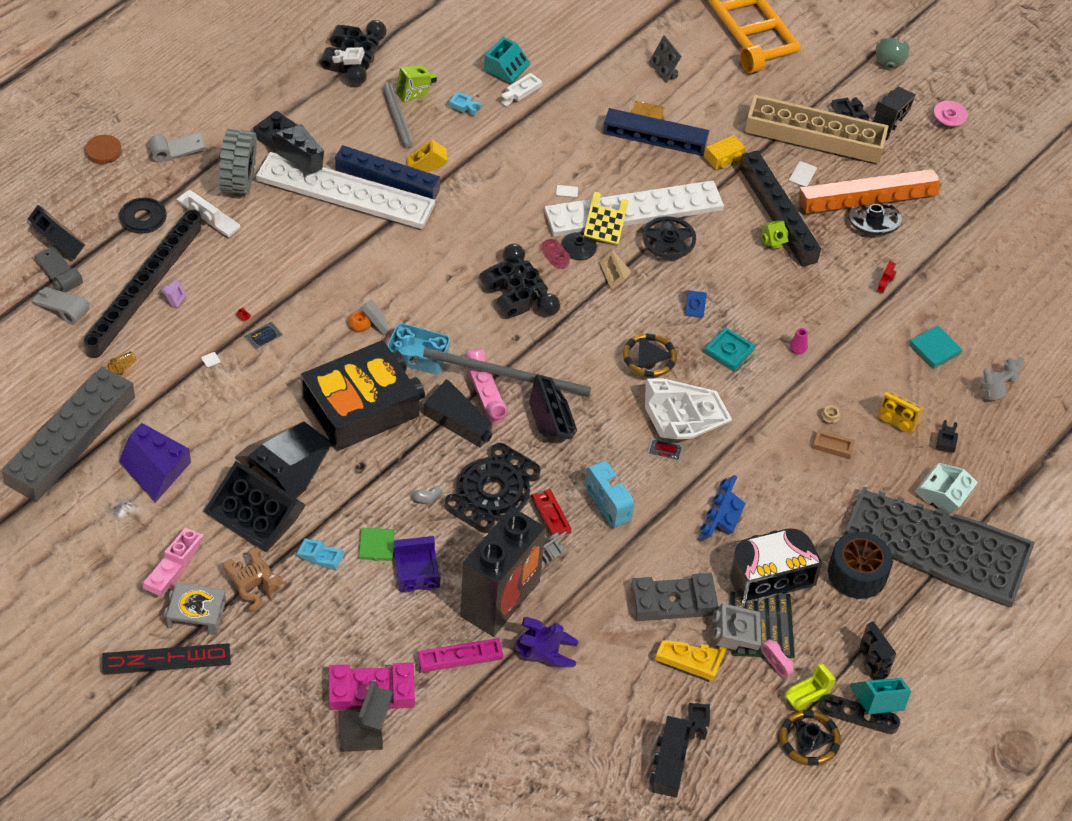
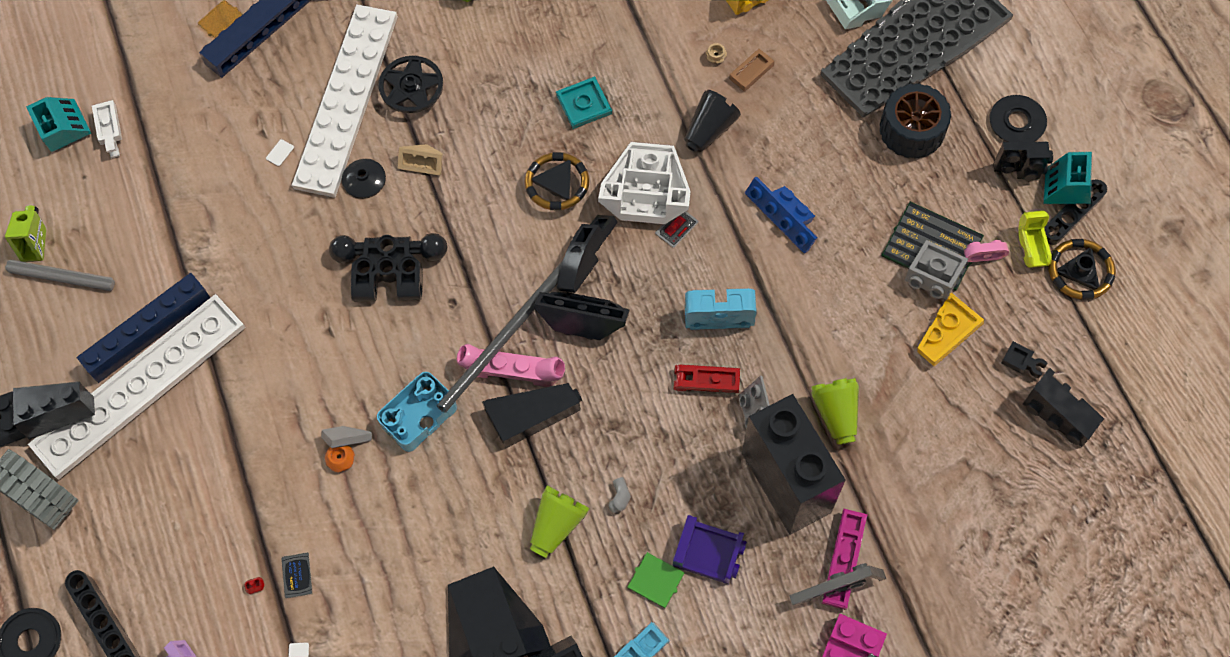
camera: 55 degrees left, 15 degrees up
(209, 213) = (75, 558): white bracket -> none
(361, 394) = (454, 503): black brick -> none
(384, 459) = (555, 521): none -> lime cone
(428, 157) = (147, 273): yellow slope -> none
(439, 653) = (839, 583): none -> dark grey wing
(464, 102) = (88, 197): medium azure plate -> none
(492, 469) = (637, 399): black piece -> none
(543, 643) = (873, 466): dark purple piece -> none
(553, 251) = (361, 206): clear pink plate -> none
(577, 602) = (838, 408): none -> lime cone
(596, 393) = (580, 255): none -> black slope
(605, 223) = (352, 135): light yellow flag -> none
(695, 596) = (873, 289): dark grey piece -> none
(696, 303) = (509, 102): blue bracket -> none
(764, 429) = (710, 120): none -> black cone
(774, 564) = (881, 198): brick -> none
(799, 342) = (614, 34): dark pink cone -> none
(906, 654) = (1018, 103): none -> black piece

